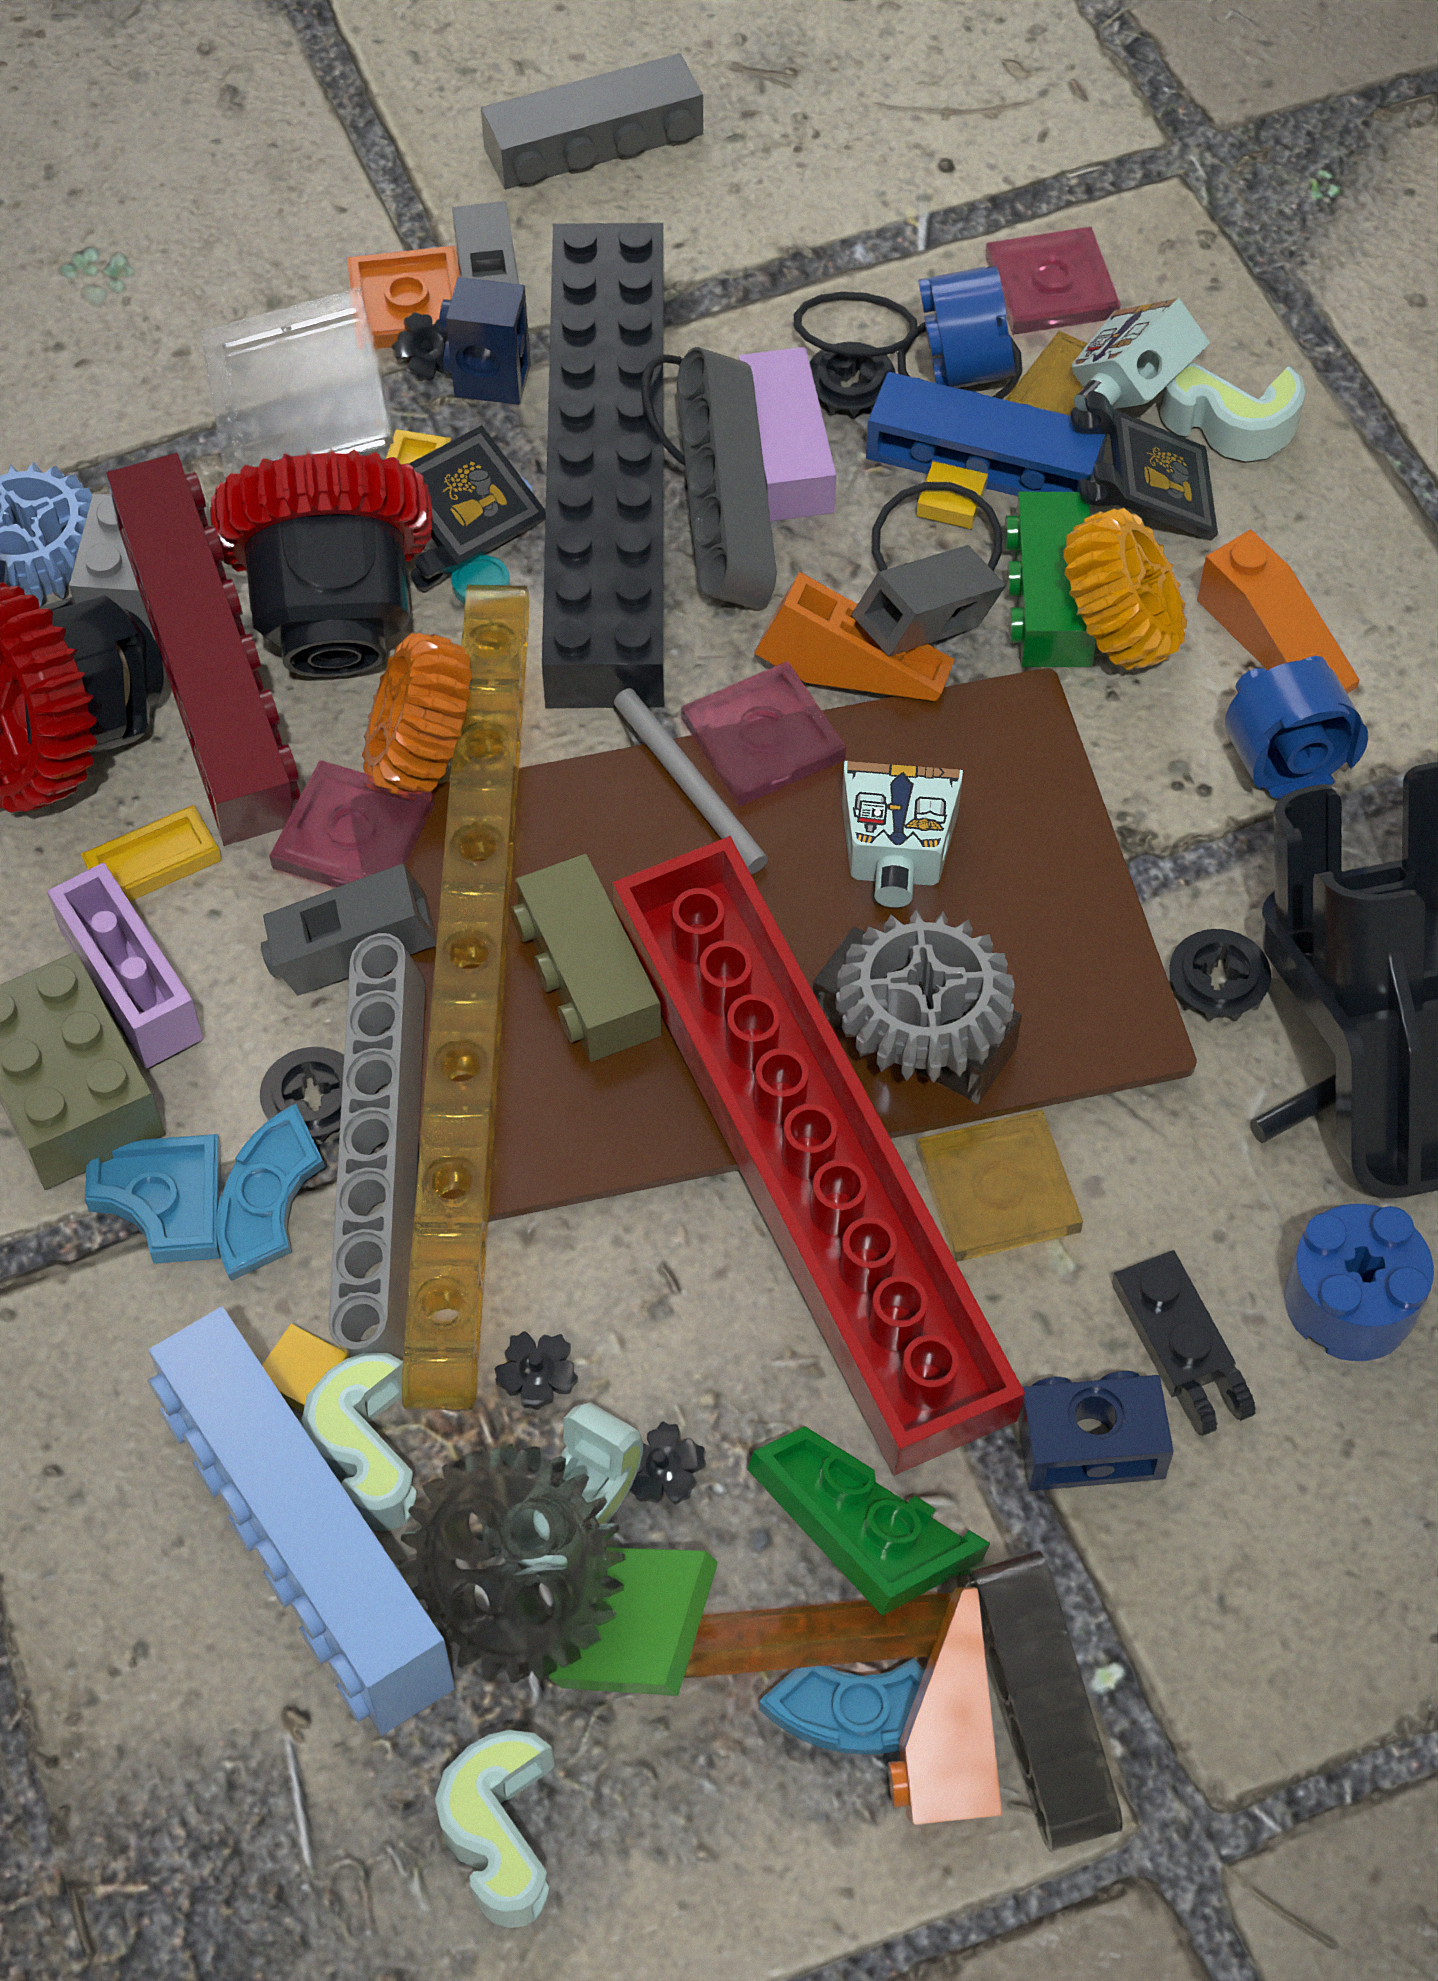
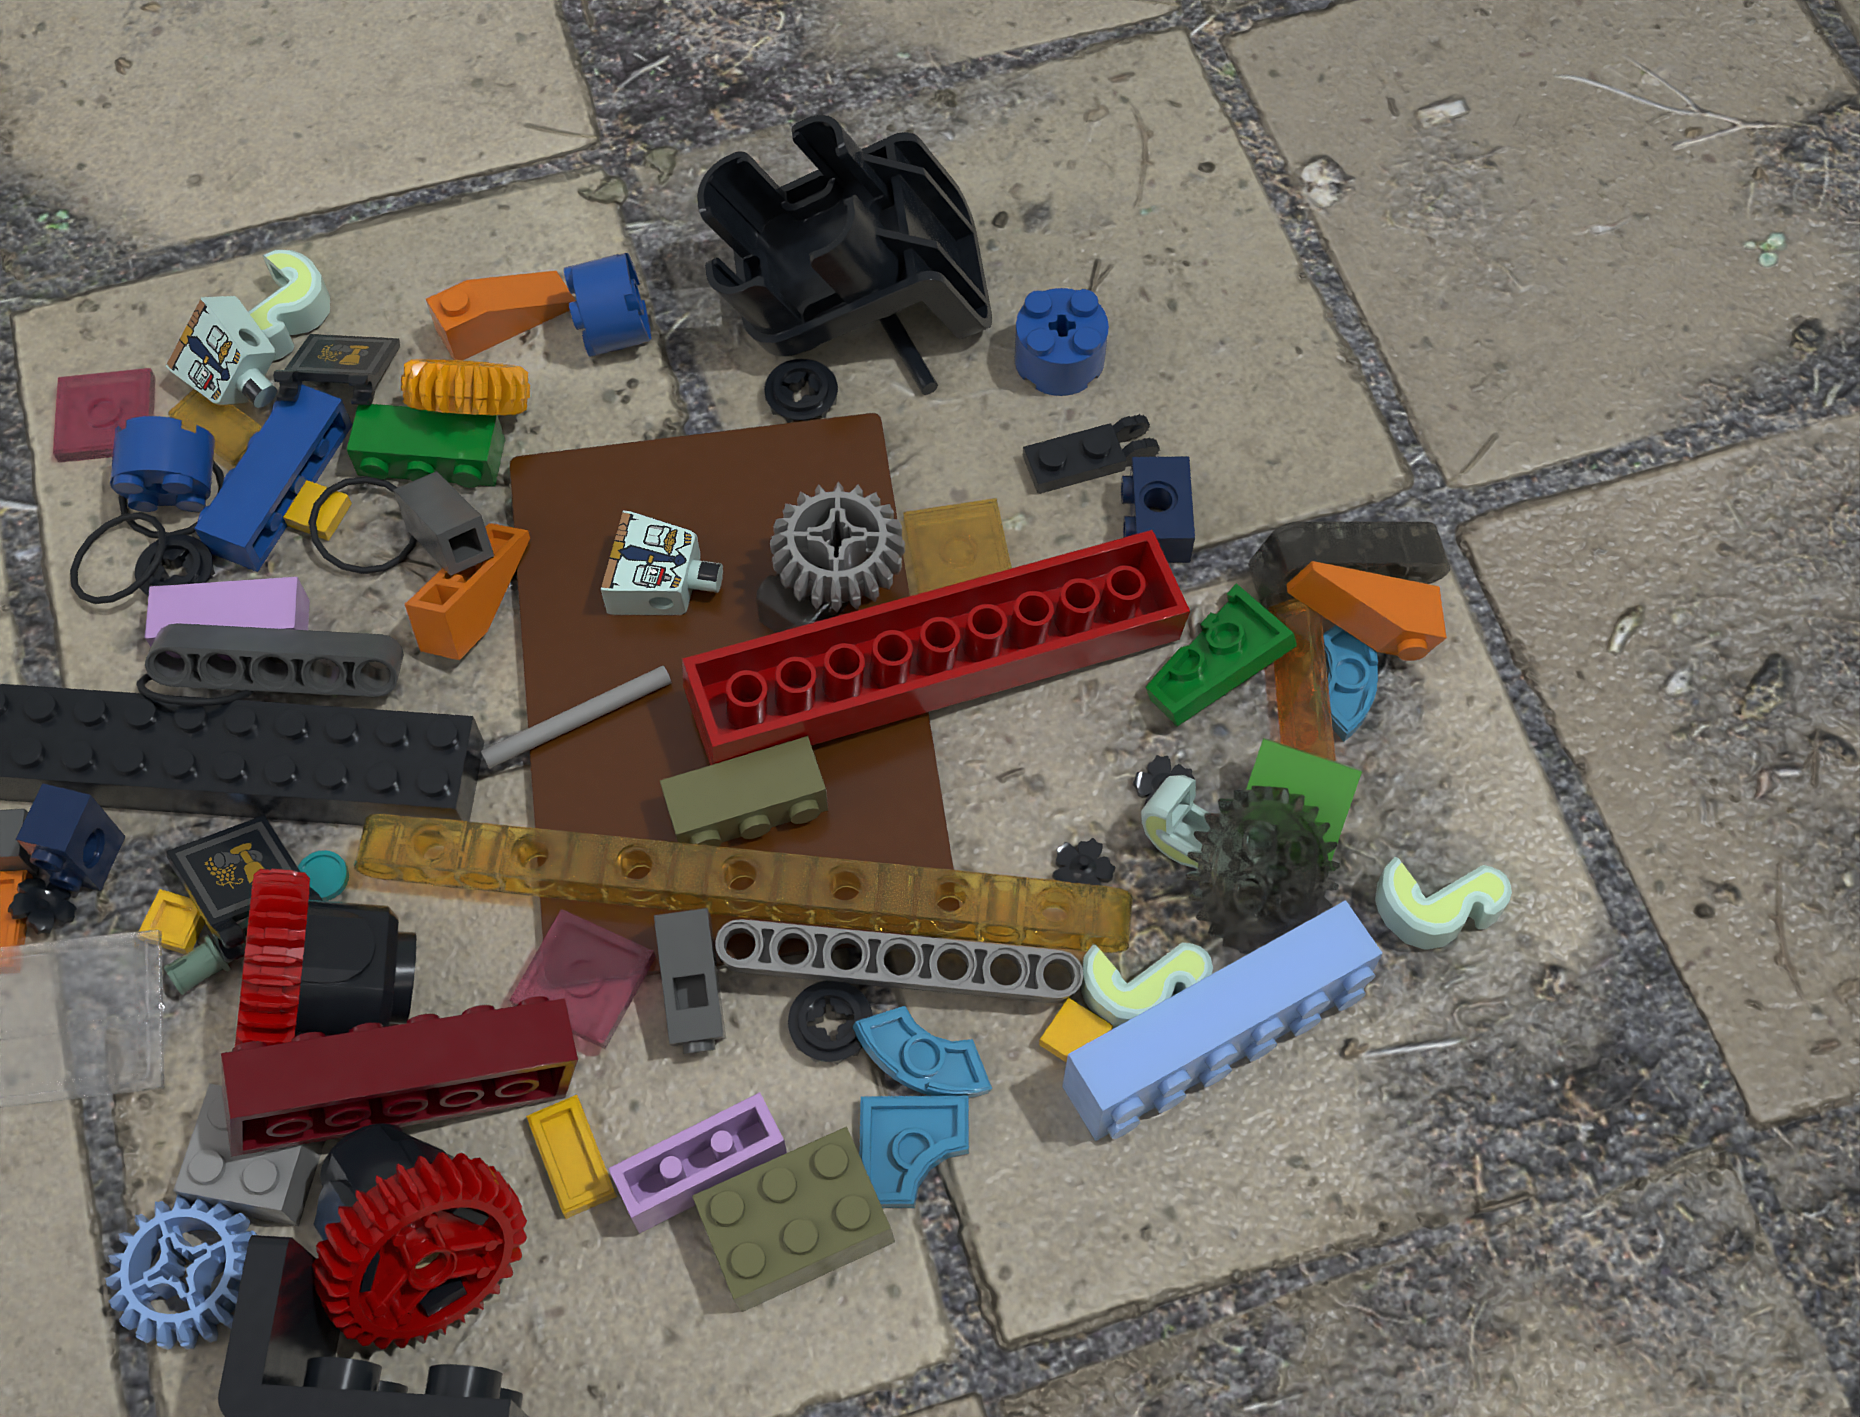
camera: 85 degrees left, 5 degrees up
(417, 713) = (490, 908): orange gear -> none
(763, 733) = (540, 660): clear pink tile -> none

